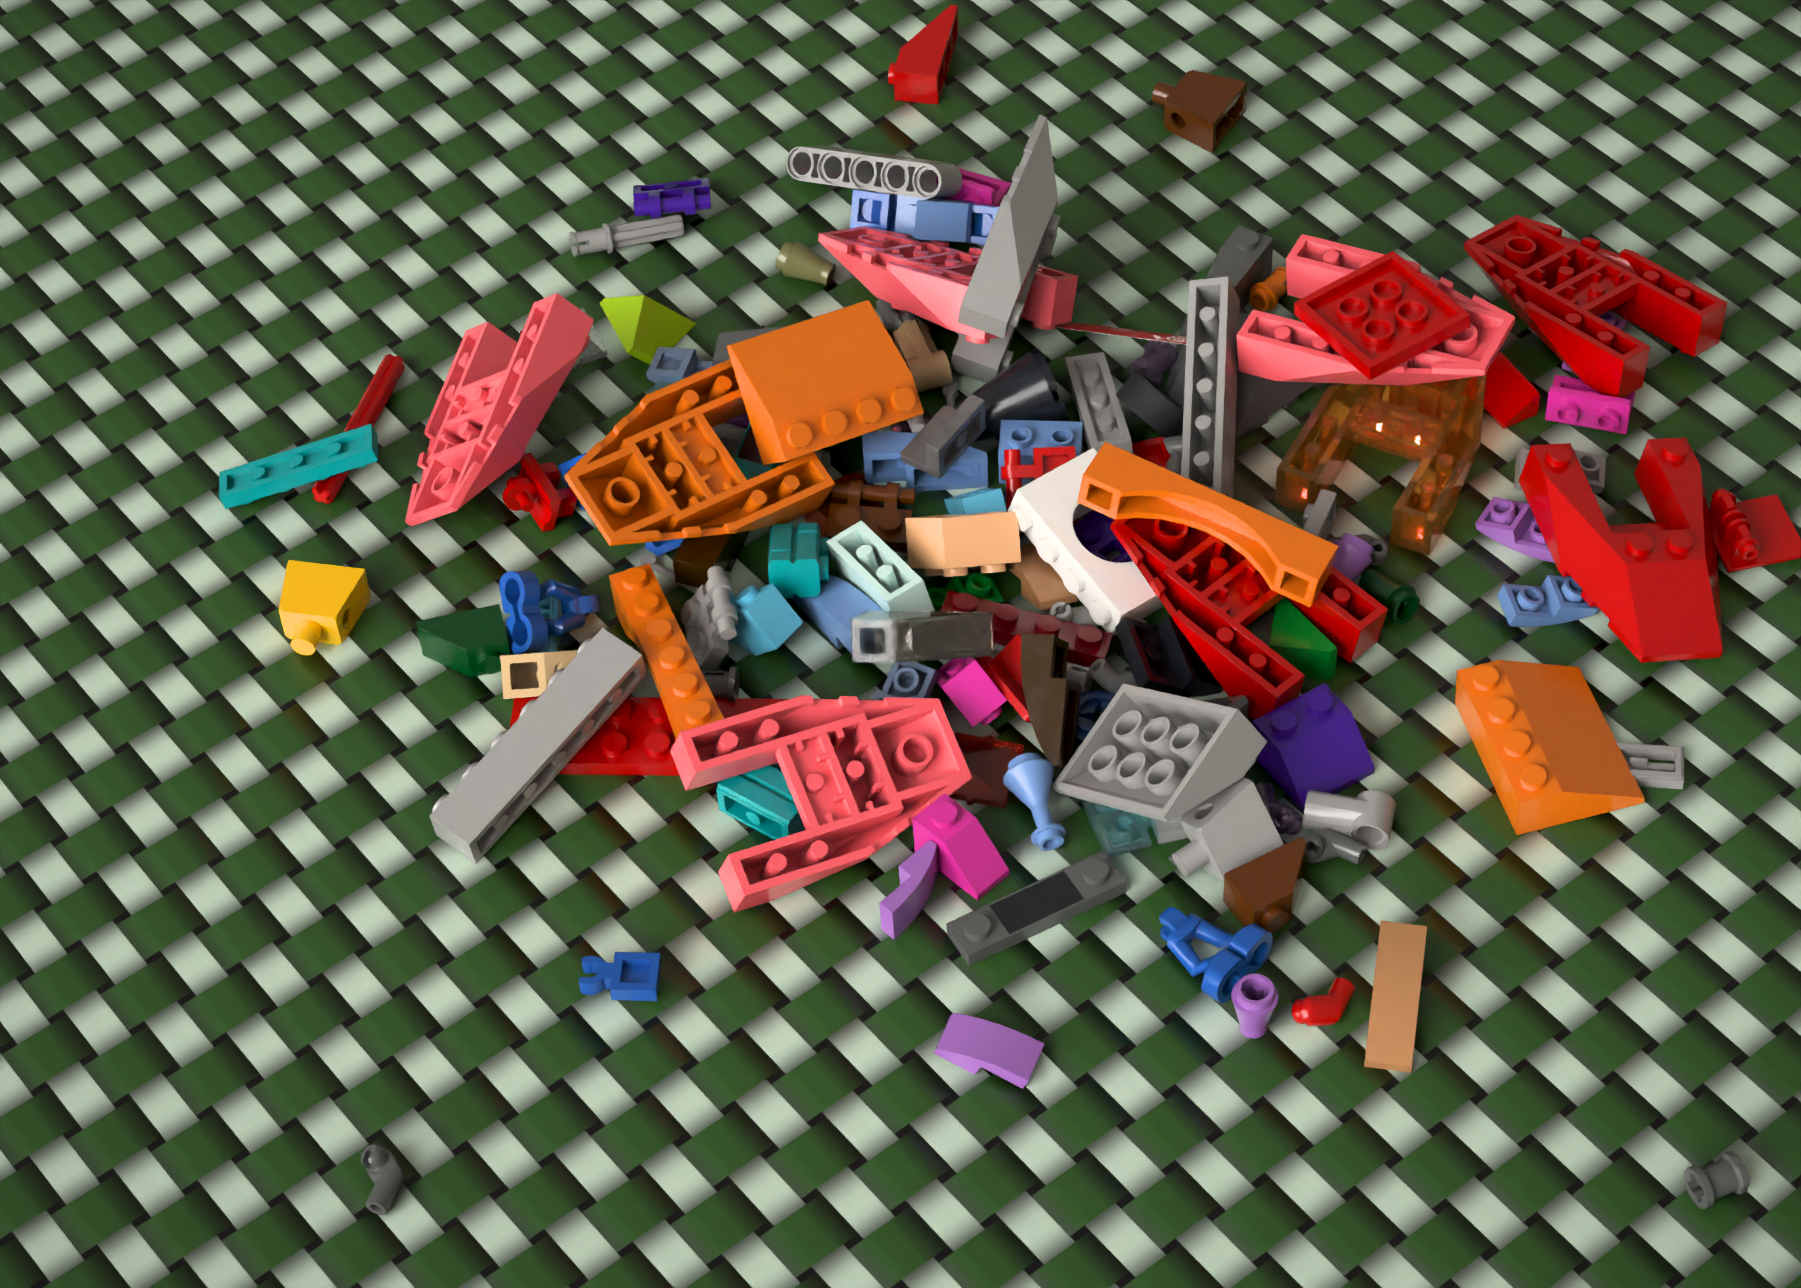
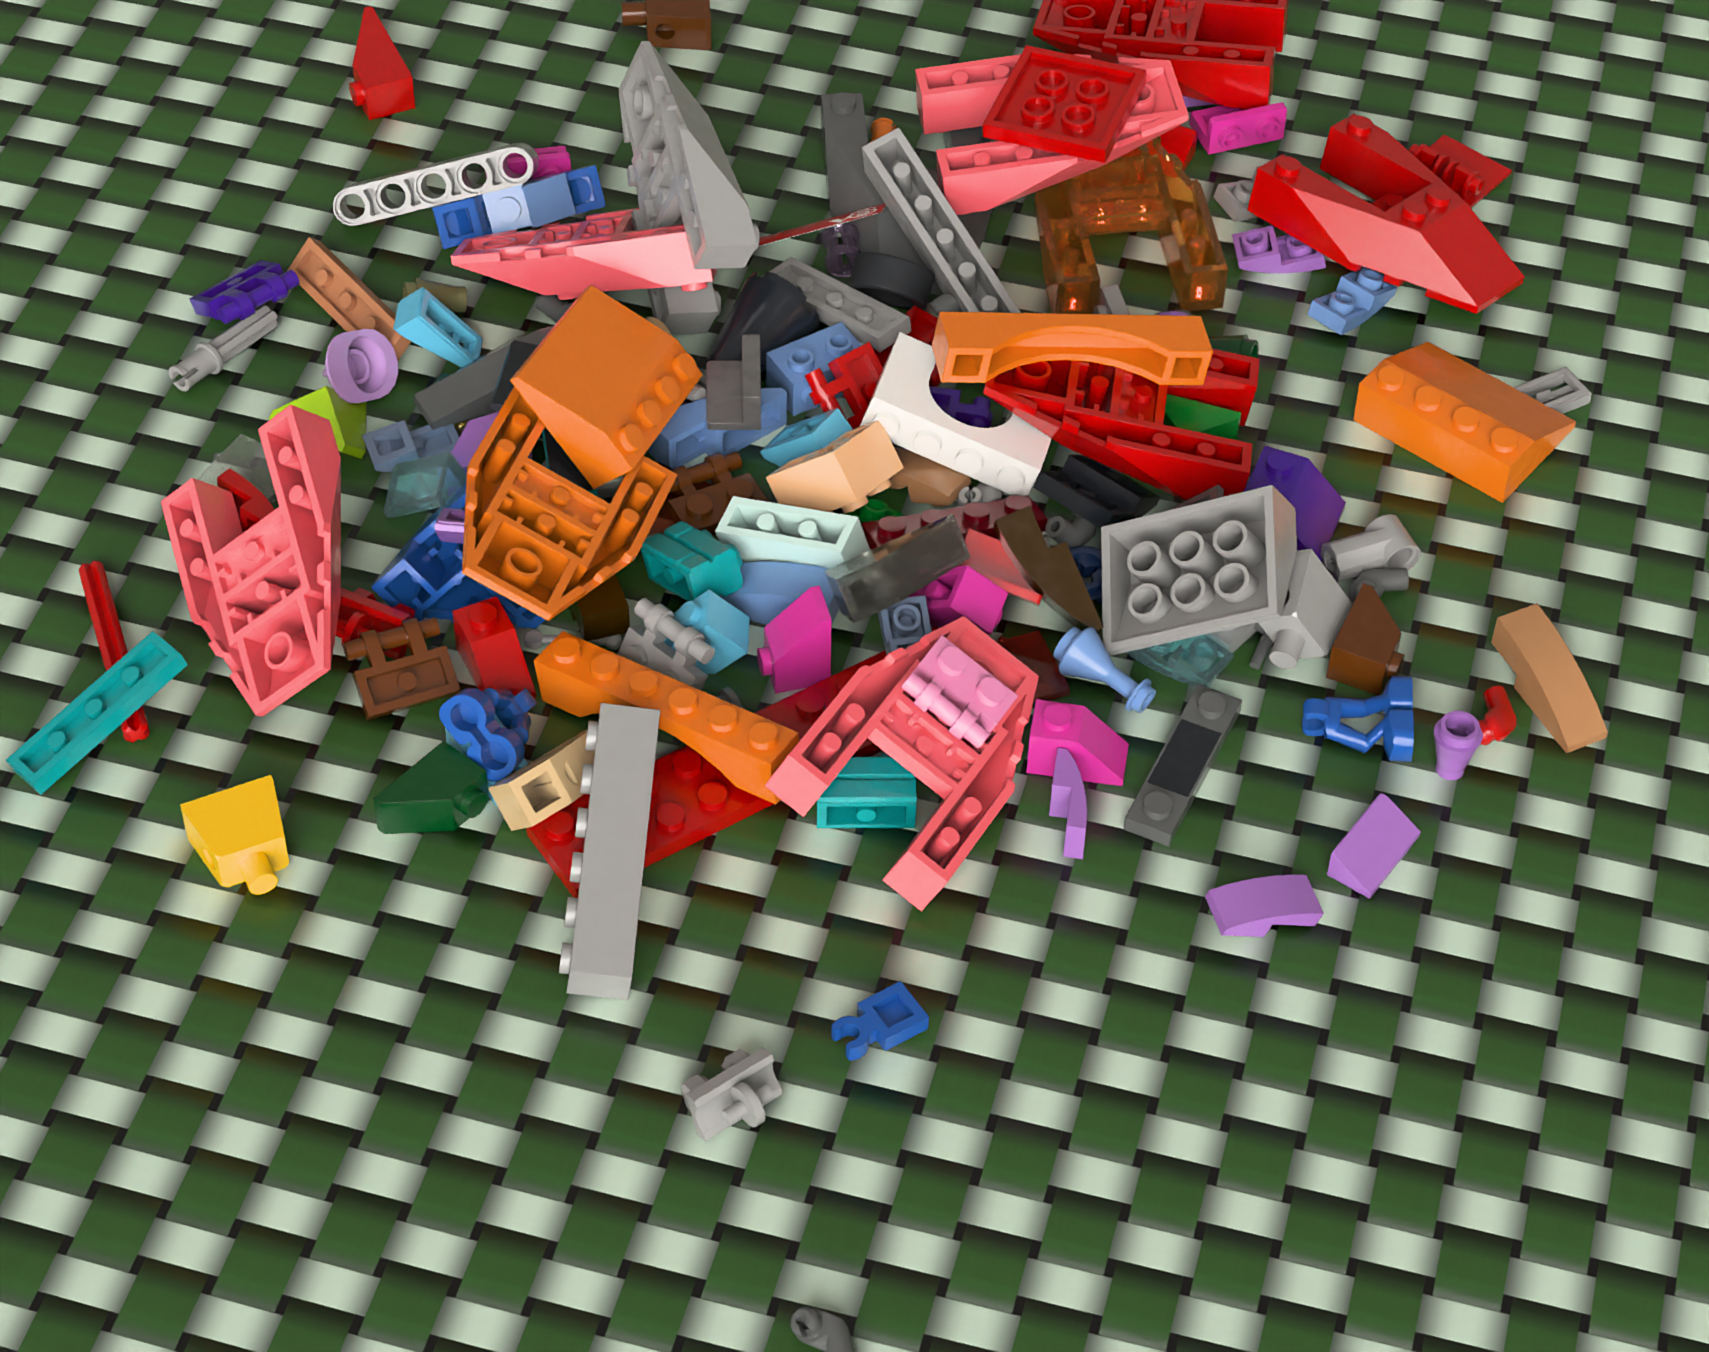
camera: 40 degrees left, 0 degrees up
(473, 968) = (733, 1094): none -> light grey hips
(523, 548) = (404, 681): none -> reddish brown plate
(597, 561) = (491, 647): none -> red slope
(694, 291) = (361, 365): none -> lavender piece
(741, 241) = (344, 294): none -> nougat plate
(781, 273) = (436, 328): none -> medium azure slope
(817, 662) = (798, 644): none -> dark pink slope
(885, 750) = (959, 692): none -> bright pink plate
(1120, 1050) = (1373, 847): none -> medium lavender slope

